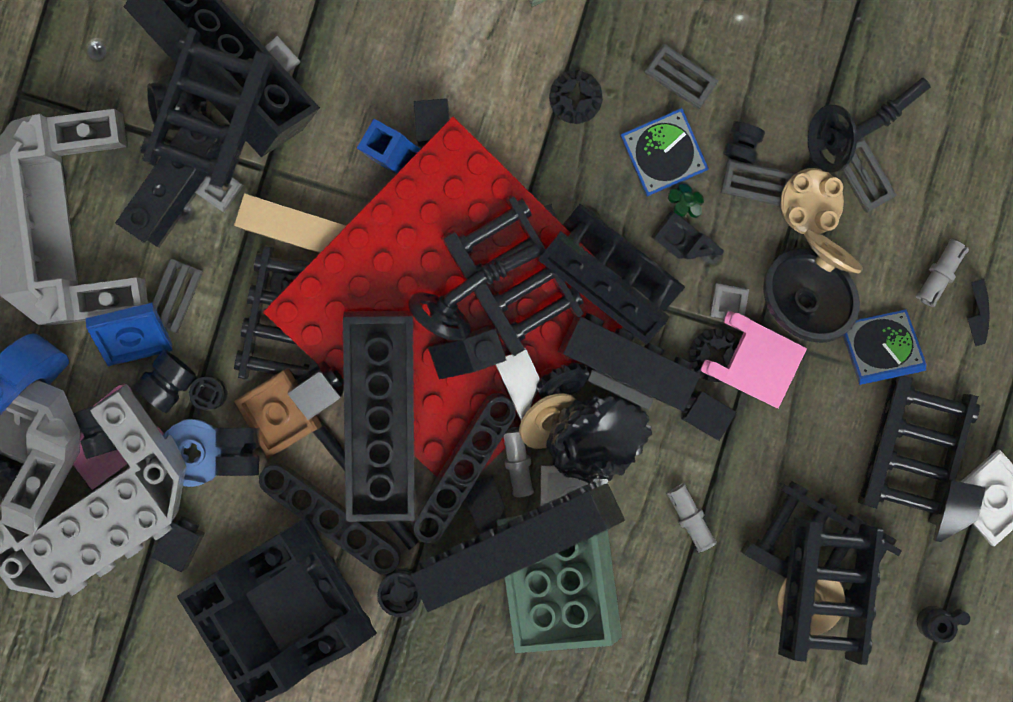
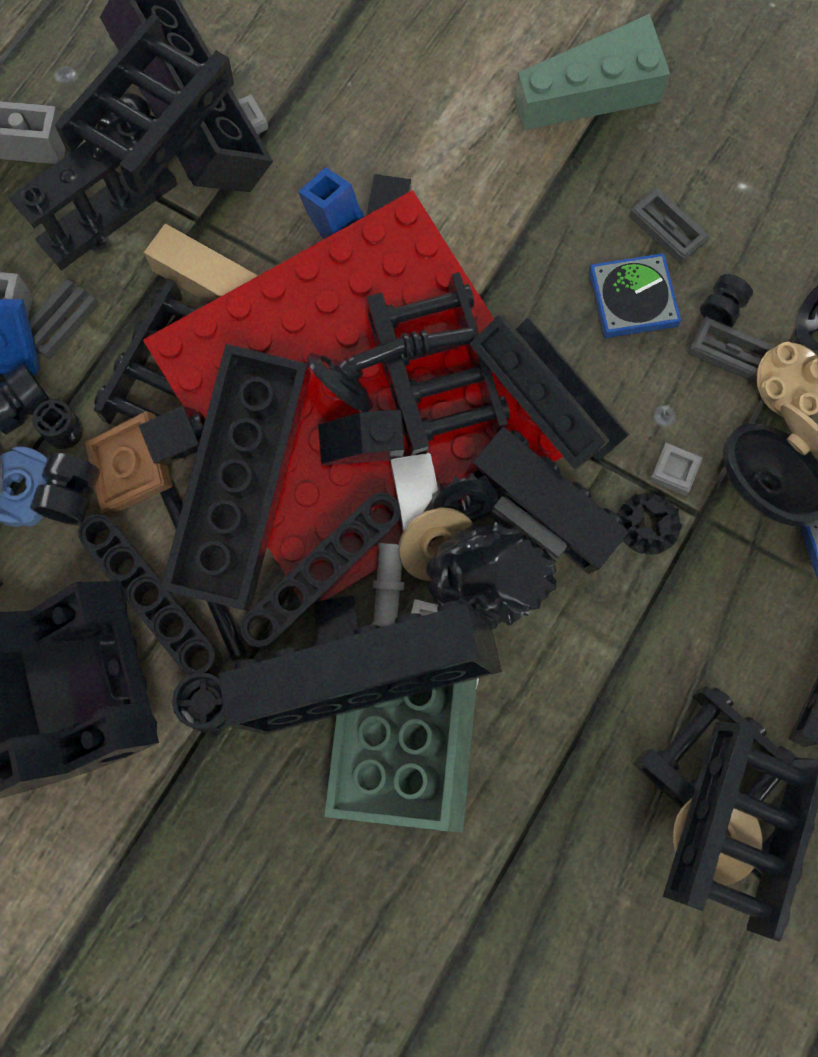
camera: 15 degrees right, 15 degrees down
(217, 197) = (141, 224): light grey tile -> none
(586, 108) = (560, 231): black gear -> none
(683, 239) = (637, 391): black slope -> none
(686, 201) = (647, 347): dark green plant -> none
(691, 518) = (581, 704): light grey pin -> none
(708, 415) = (626, 584): black brick -> none
(761, 363) = (701, 541): bright pink flag -> none

